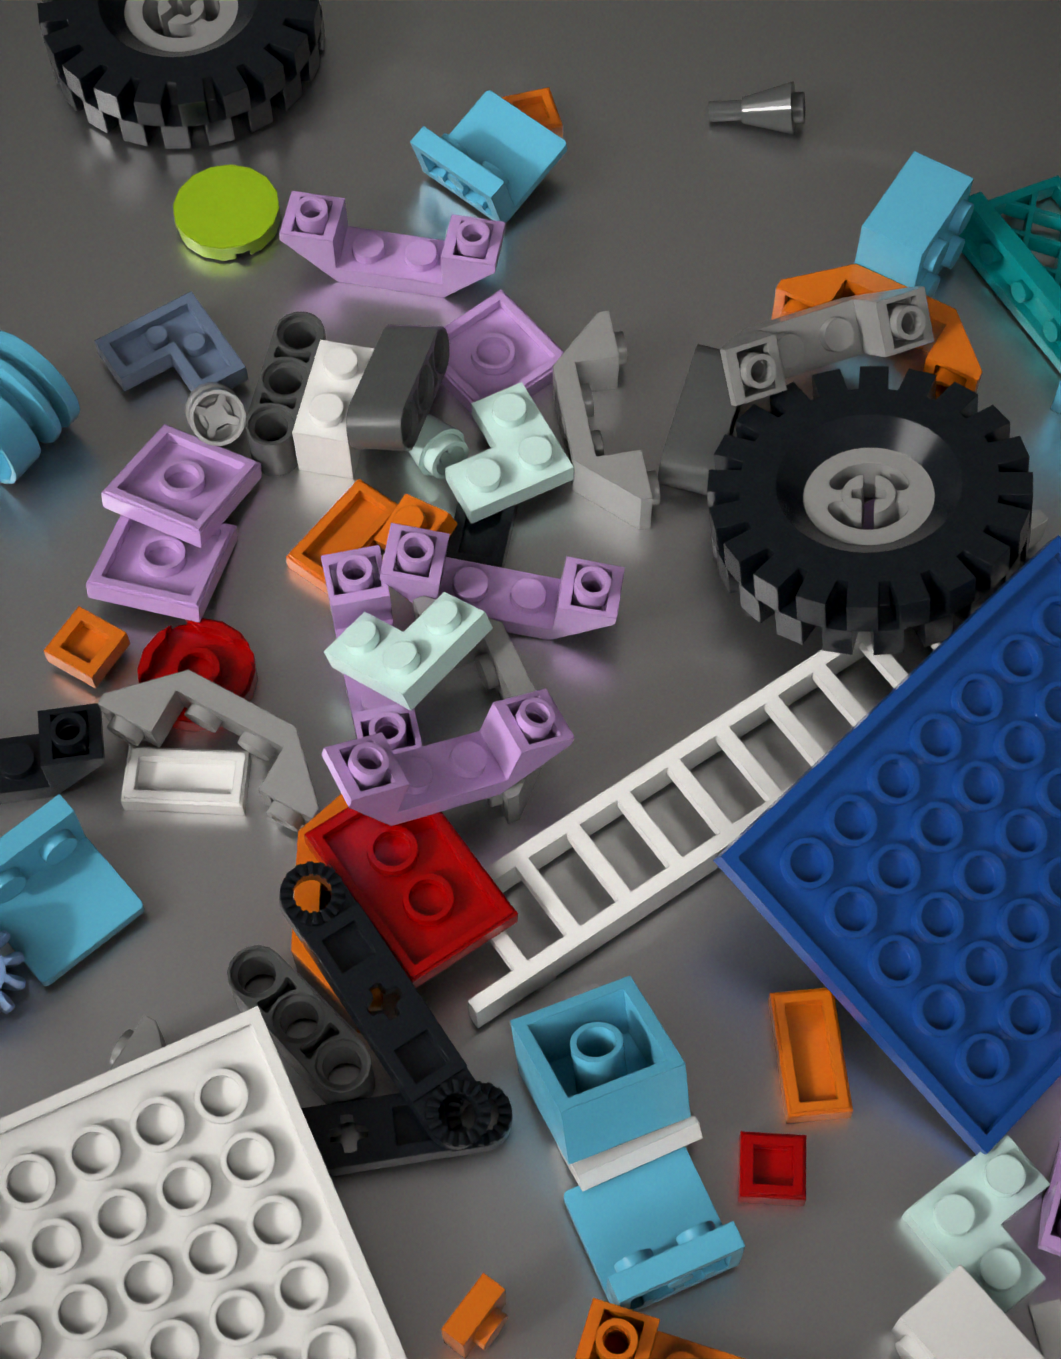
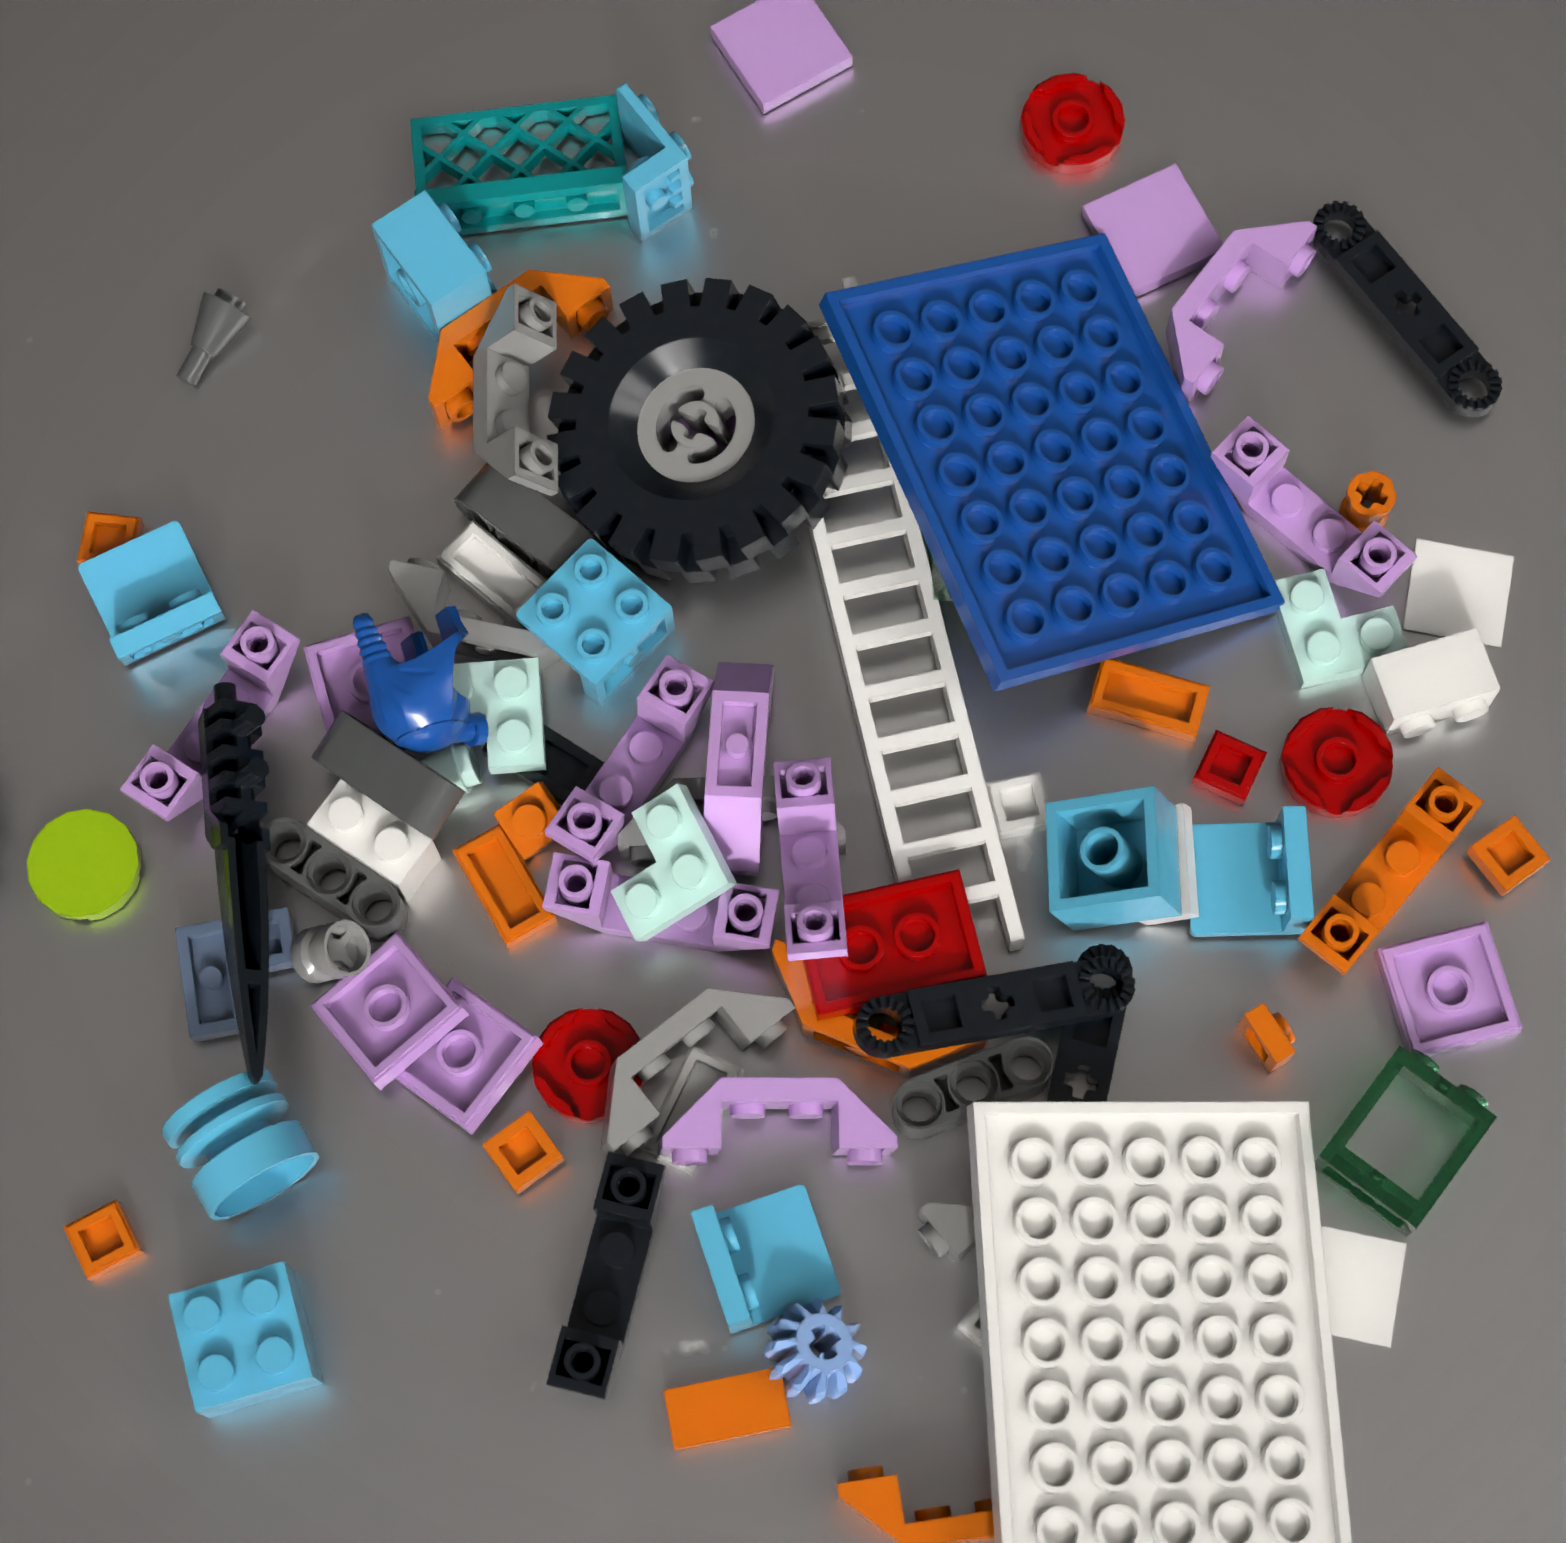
camera: 65 degrees left, 10 degrees up
(217, 923) = (853, 1125): none -> lavender slope
(281, 290) = (232, 817): none -> black piece
(469, 359) = (417, 698): none -> blue piece
(547, 658) = (737, 762): none -> lavender slope
(633, 503) = (598, 619): none -> medium azure bracket
(635, 956) = (1018, 804): none -> white tile
(646, 411) = (490, 570): none -> white tile
(833, 1285) = (1336, 762): none -> red tile

